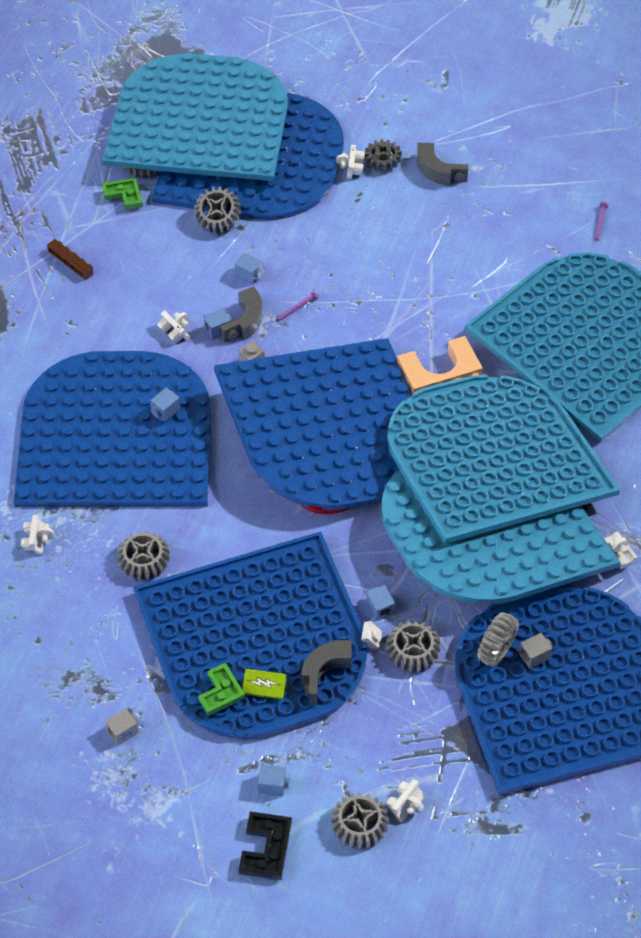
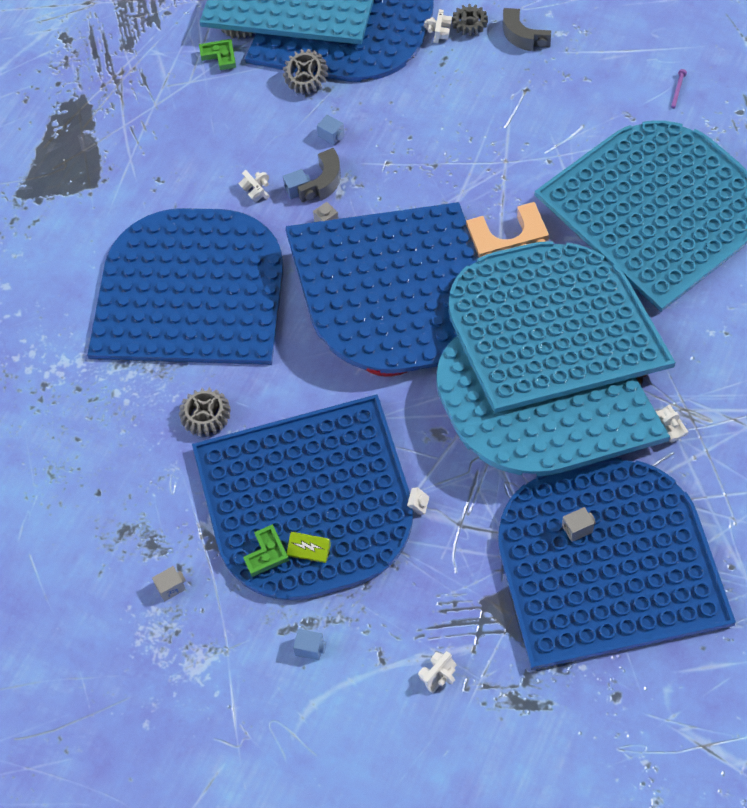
camera: 10 degrees right, 5 degrees up
(39, 534) = (107, 387): white hips -> none
(70, 259) = (163, 117): reddish brown piece -> none
(165, 404) = (237, 263): medium blue brick -> none
(272, 862) = (309, 699): black plate -> none
(314, 295) = (391, 158): medium lavender piece -> none
(324, 658) = (372, 522): dark grey arch -> none
(374, 812) = (372, 693): light grey gear -> none
(380, 602) = (430, 468): medium blue brick -> none
(413, 653) = (457, 503): light grey gear -> none
(498, 639) = (540, 512): light grey gear -> none

